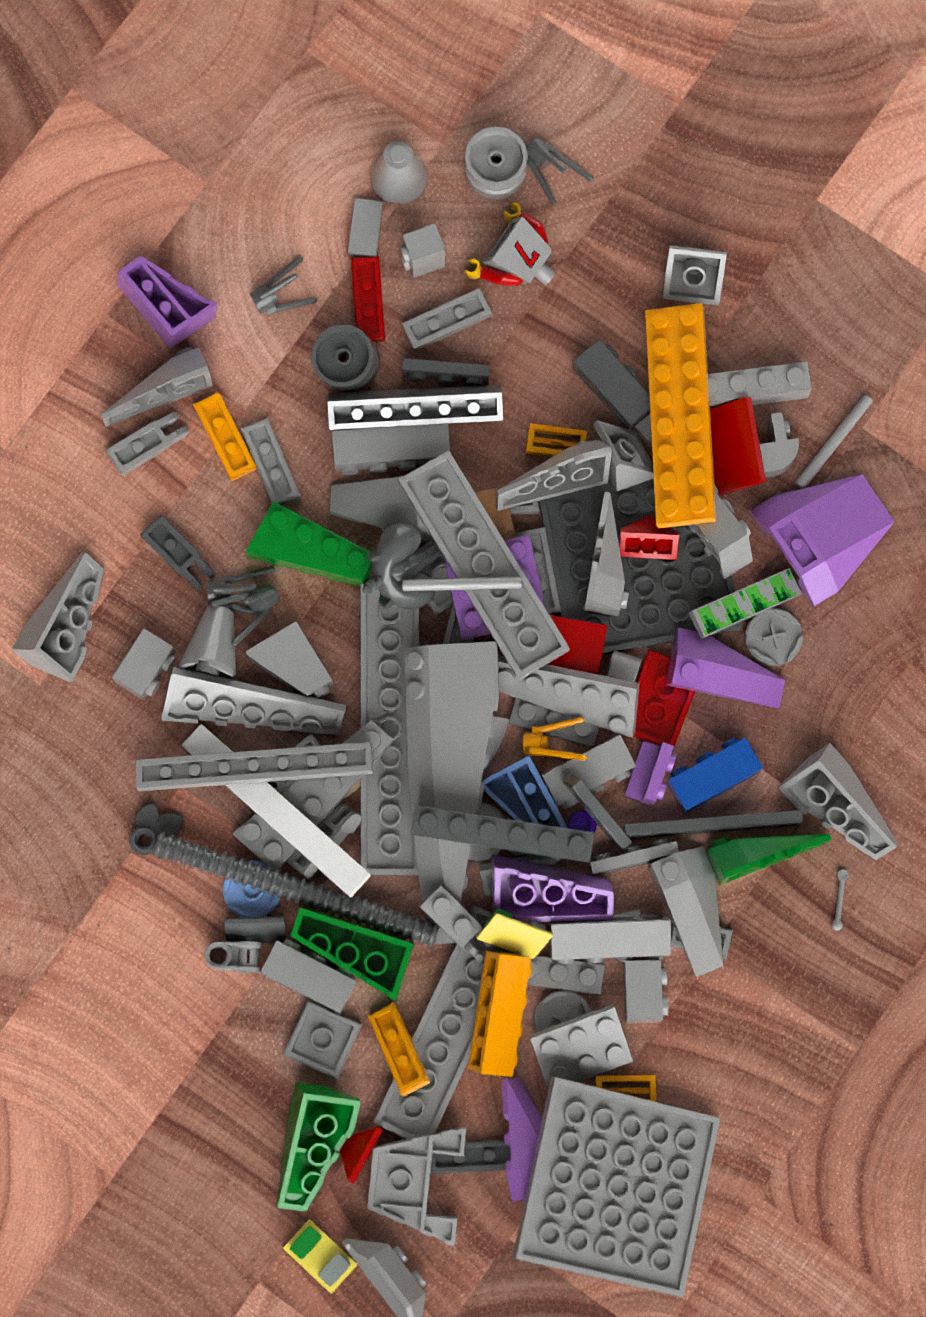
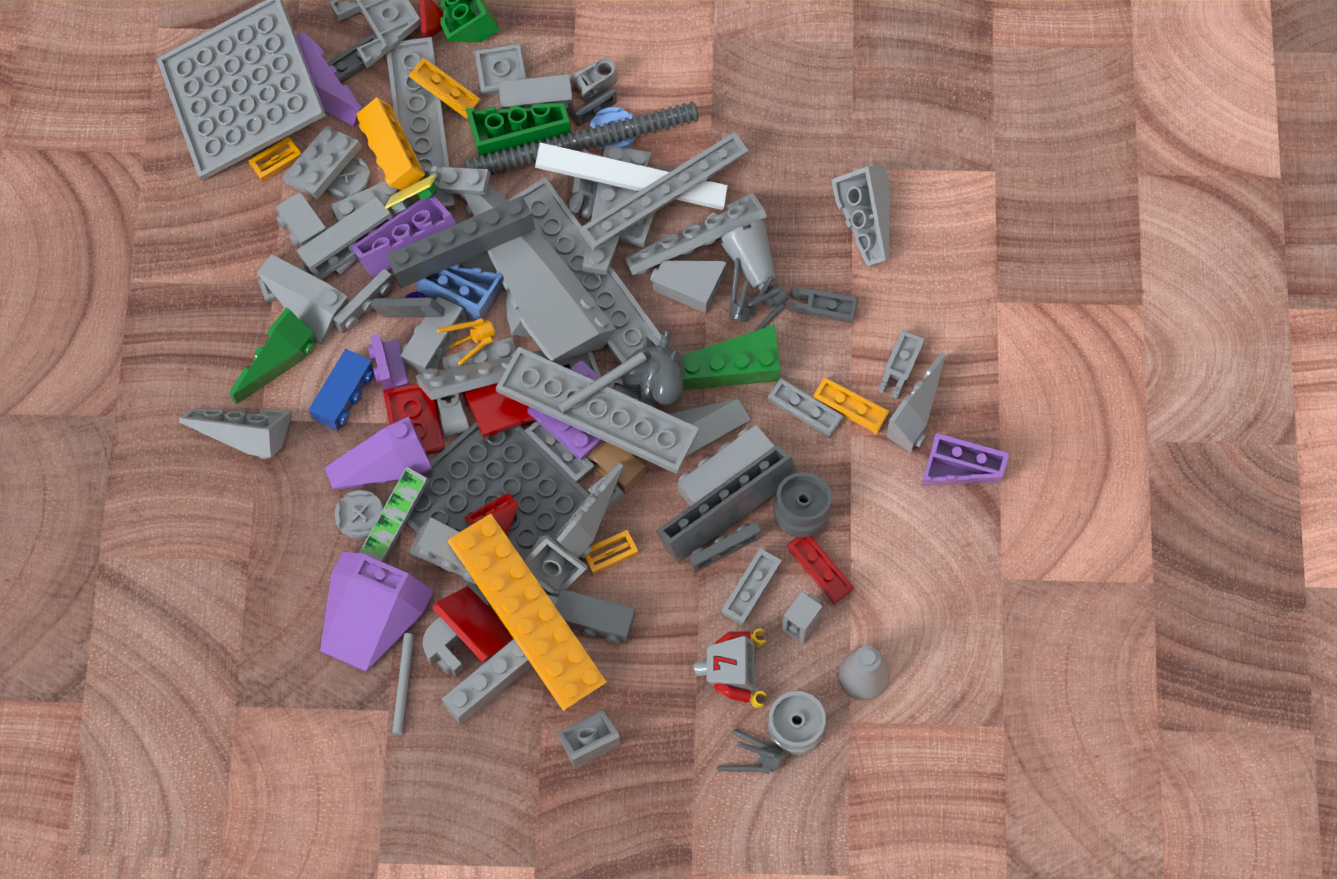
camera: 150 degrees right, 10 degrees down
(144, 665) = (790, 218): light grey brick -> none
(152, 824) = (706, 125): dark grey plate -> none
(265, 296) = (892, 517): dark grey plant -> none
(365, 228) = (860, 617): light grey tile -> none
(606, 578) = (502, 461): light grey wedge -> none
(713, 824) = (321, 357): dark grey tile -> none
(842, 876) = (208, 384): light grey hinge -> none

